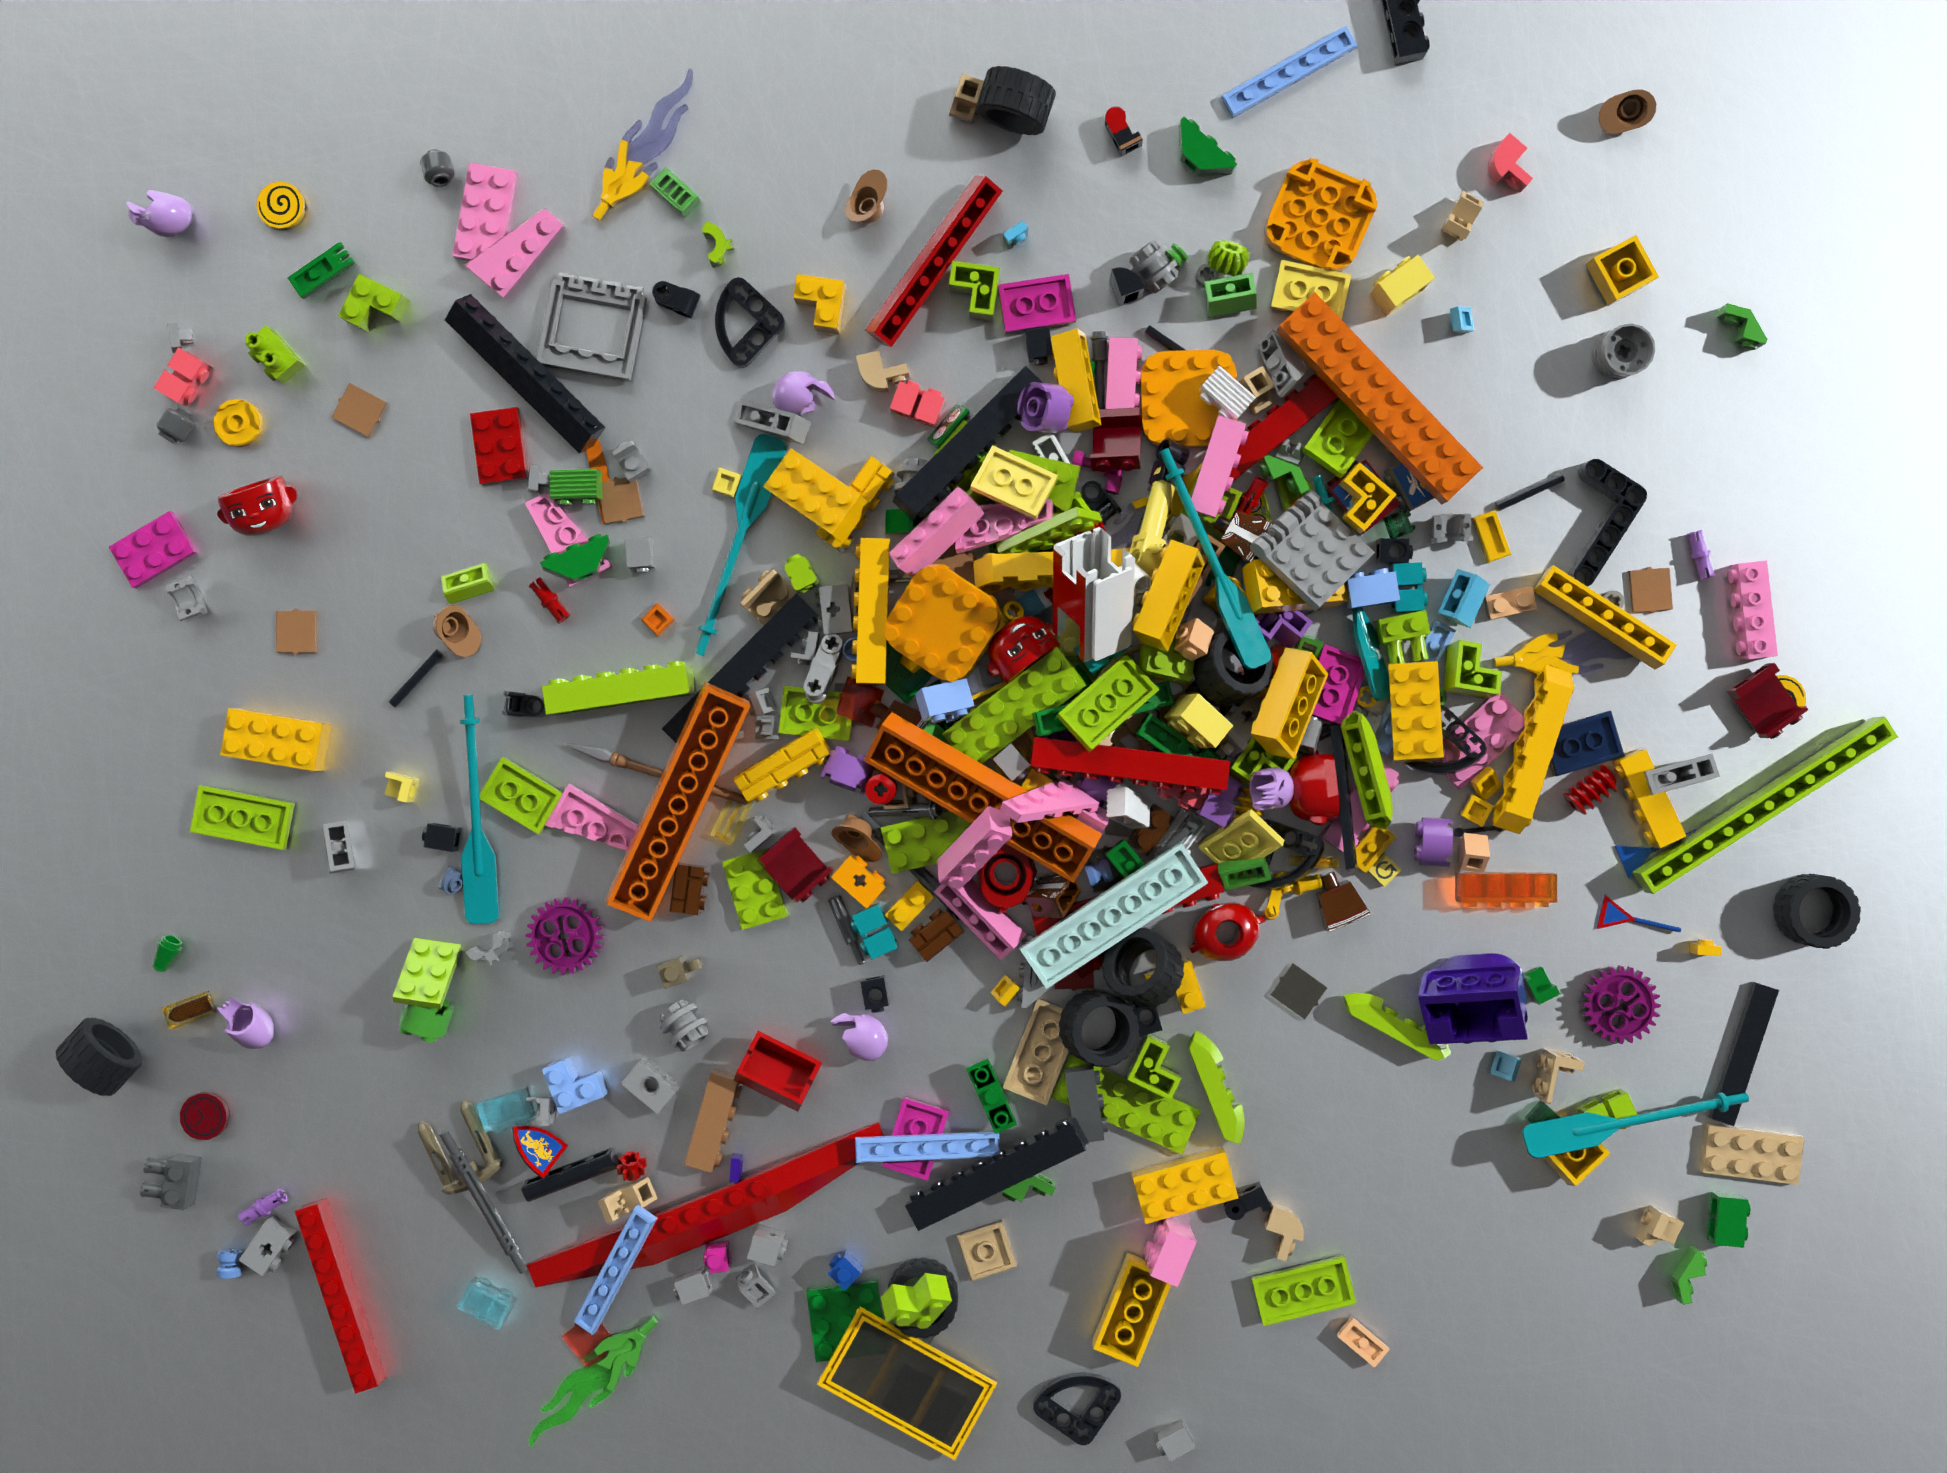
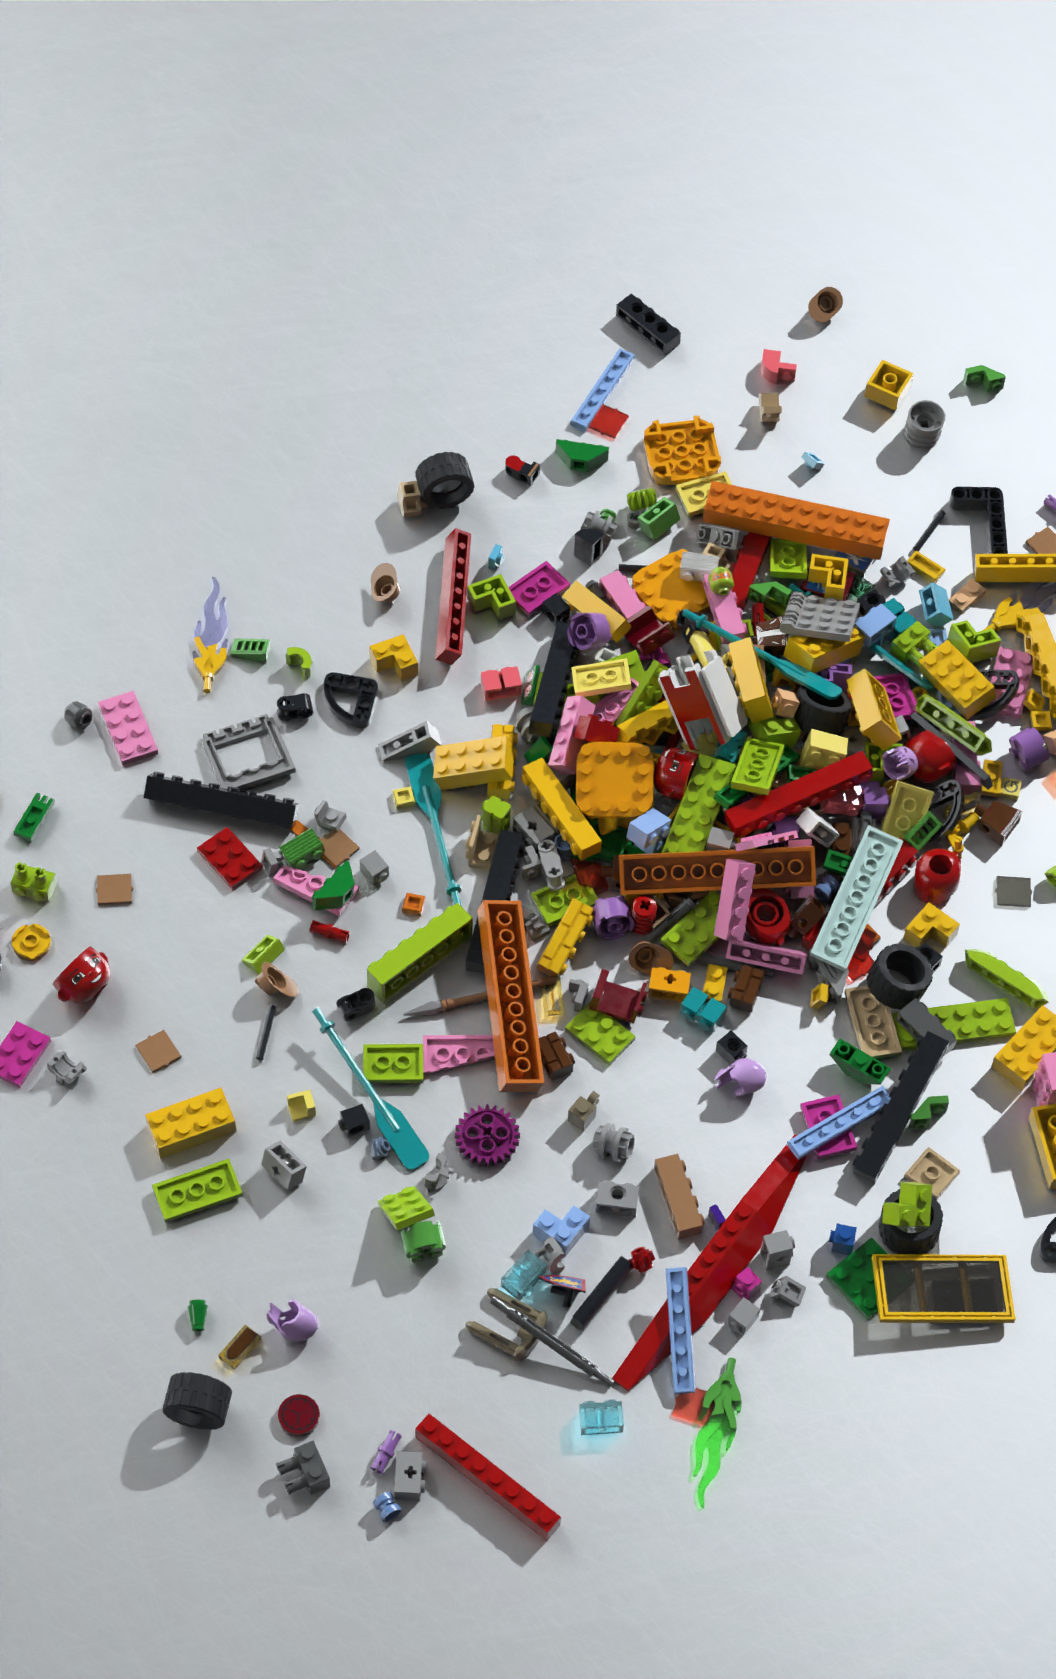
camera: 35 degrees left, 30 degrees down
(368, 299) = (85, 811): lime brick -> none
(514, 253) = (165, 736): bright pink wing -> none
(626, 1198) = (654, 1282): tan brick -> none
(777, 1071) = (701, 1130): red piece -> none
(794, 395) = (418, 711): lavender helmet -> none
(843, 920) = (680, 1020): dark grey axle -> none
(876, 376) = (462, 681): tan brick -> none
(960, 552) = (592, 730): none -> red brick
(1147, 1069) = (954, 988): lime brick -> none
(1163, 981) = (890, 907): black tyre -> none
(1229, 439) = (721, 581): none -> lime head
(1267, 121) = (609, 421): none -> clear red piece
(1402, 285) = (761, 458): light yellow brick -> none

